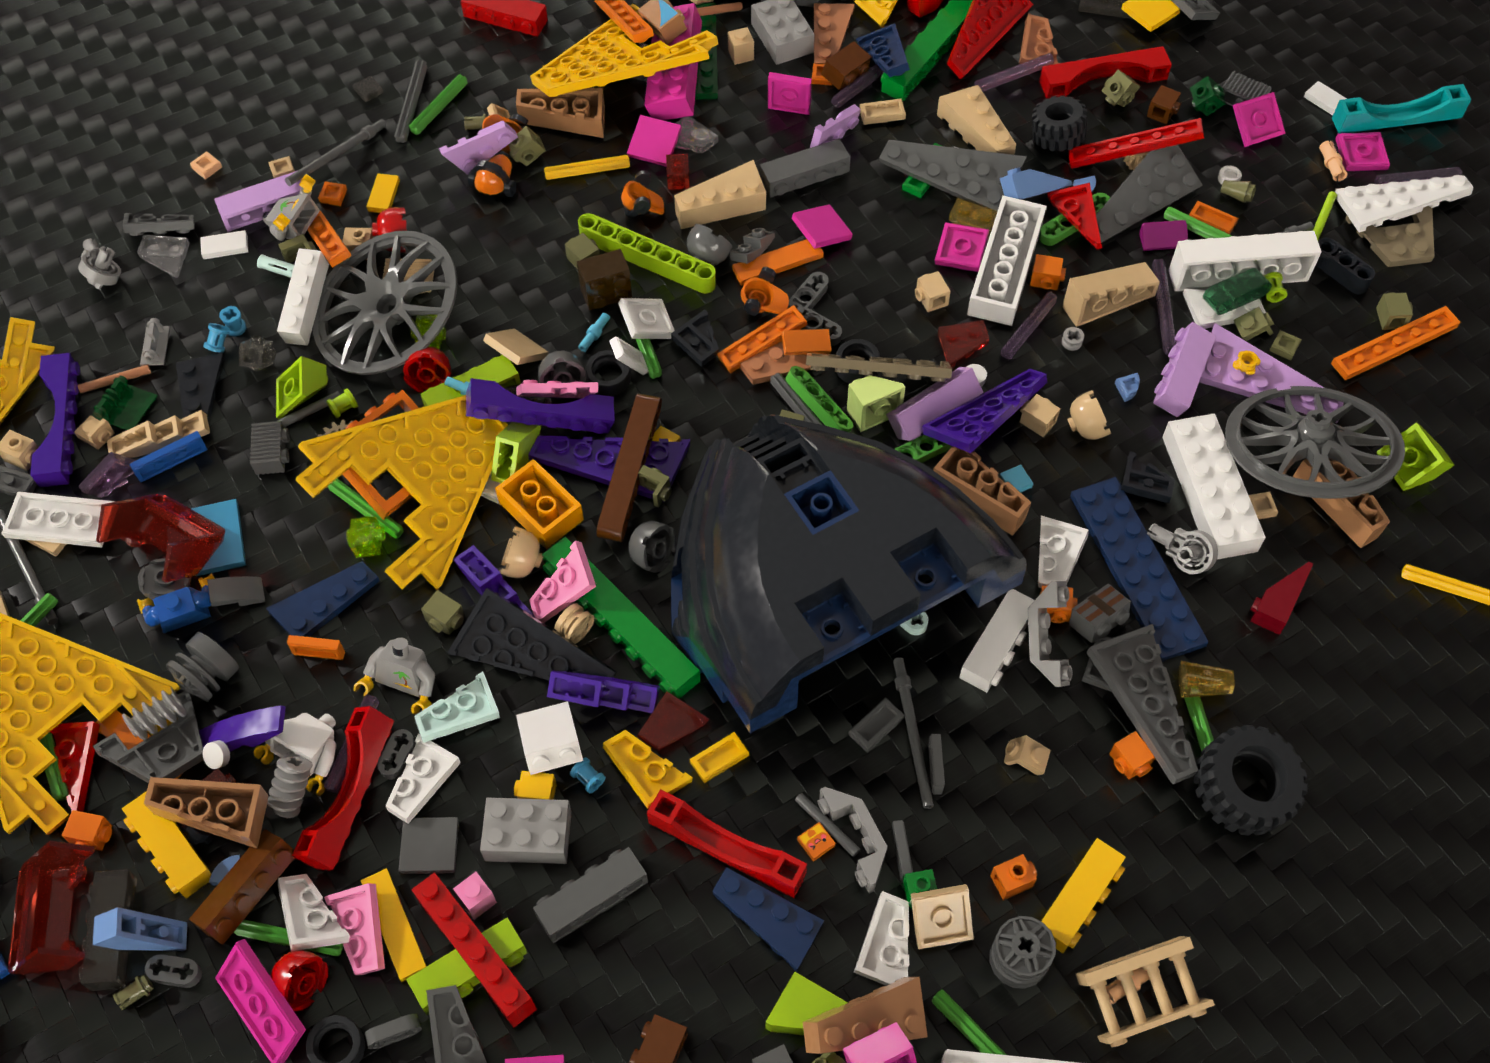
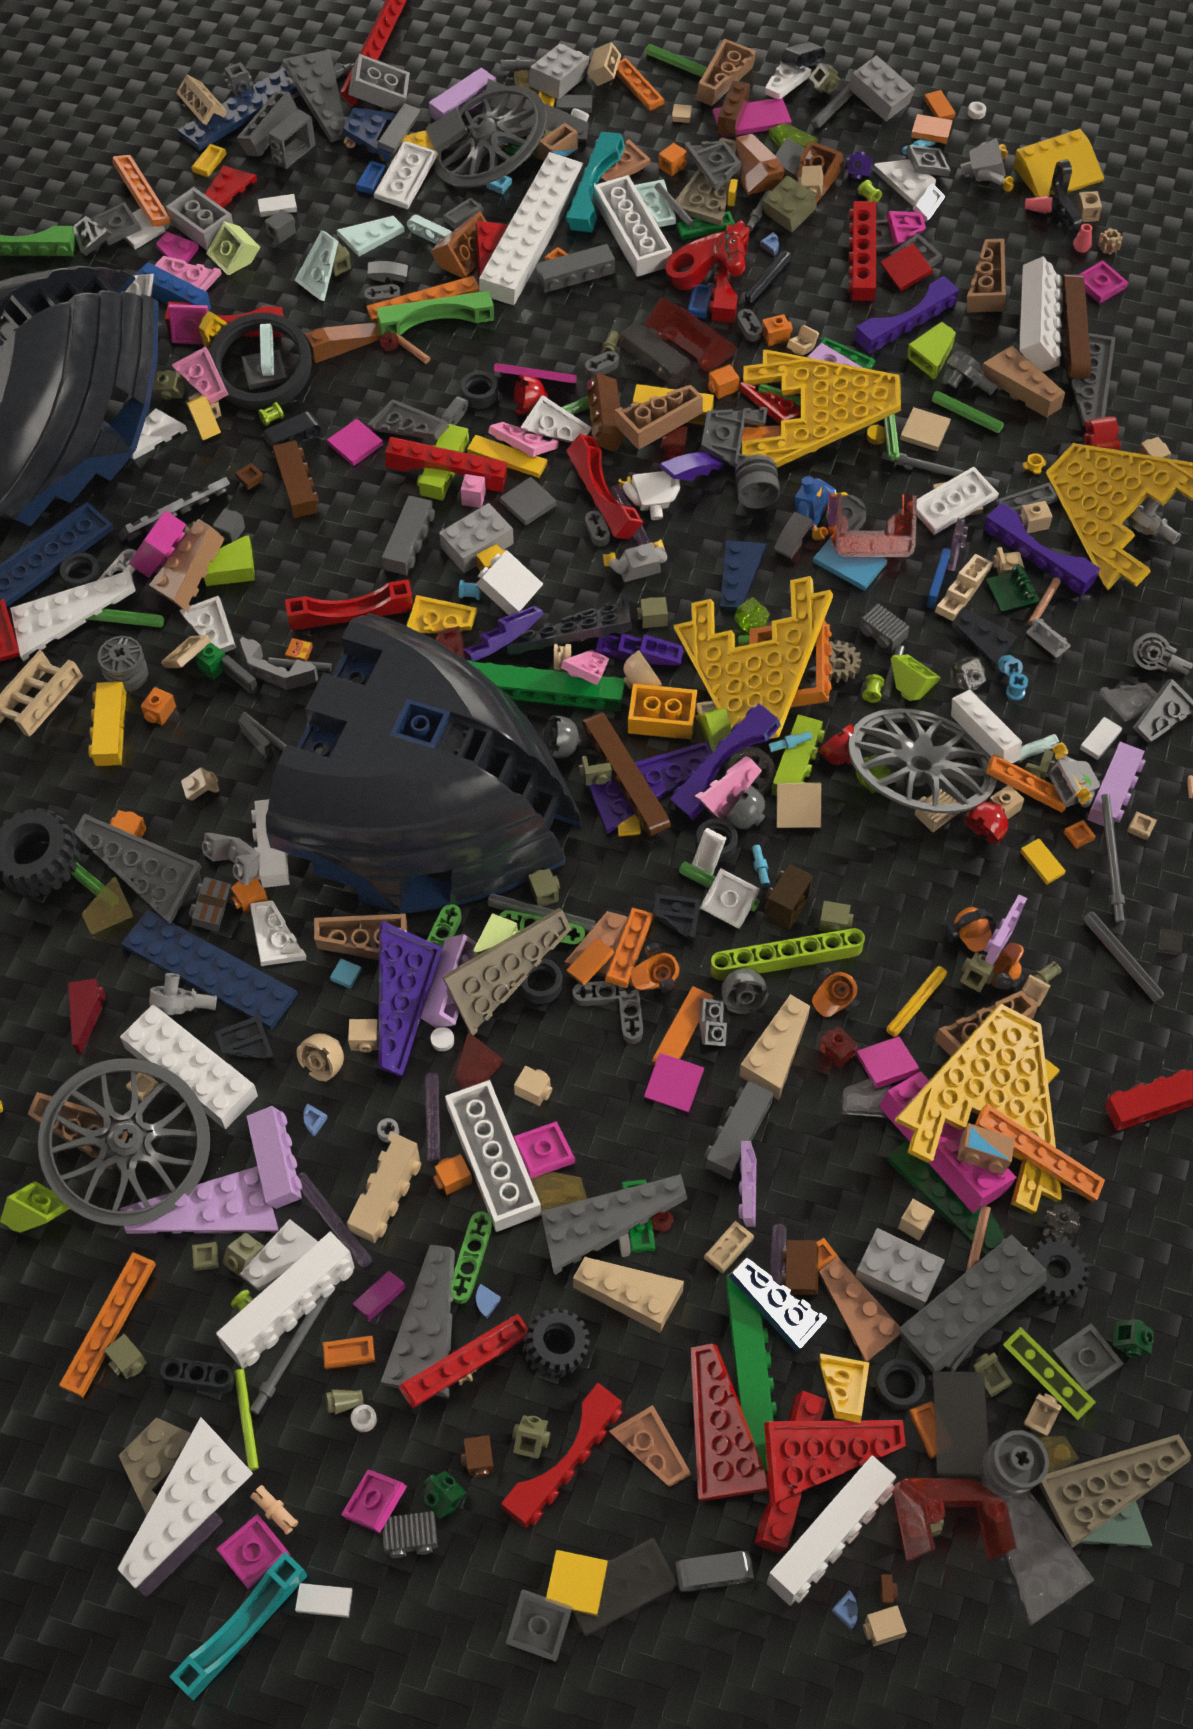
camera: 140 degrees right, 0 degrees up
(138, 931) = (632, 353): medium blue slope -> none
(155, 714) = (750, 437): light grey piece -> none
(216, 754) = (692, 447): white tile -> none
(289, 786) = (625, 461): light grey piece -> none
(316, 647) = (708, 543): orange tile -> none
(423, 775) = (567, 525): white wing -> none
(438, 104) = (1098, 970): bright green axle -> none
(461, 710) = (583, 570): light aqua wing -> none
(773, 918) = (272, 594): dark blue wing -> none
(789, 93) = (818, 1186): dark pink tile -> none
(1014, 72) = (646, 1384): clear purple axle -> none
(1030, 183) = (526, 1248): medium blue slope -> none
(1078, 208) = (469, 1254): red wing -> none
(1194, 225) = (346, 1326): bright green axle -> none
(1237, 291) = (273, 1258): clear green beam -> none
(1247, 362) = (221, 1189): yellow plate -> none

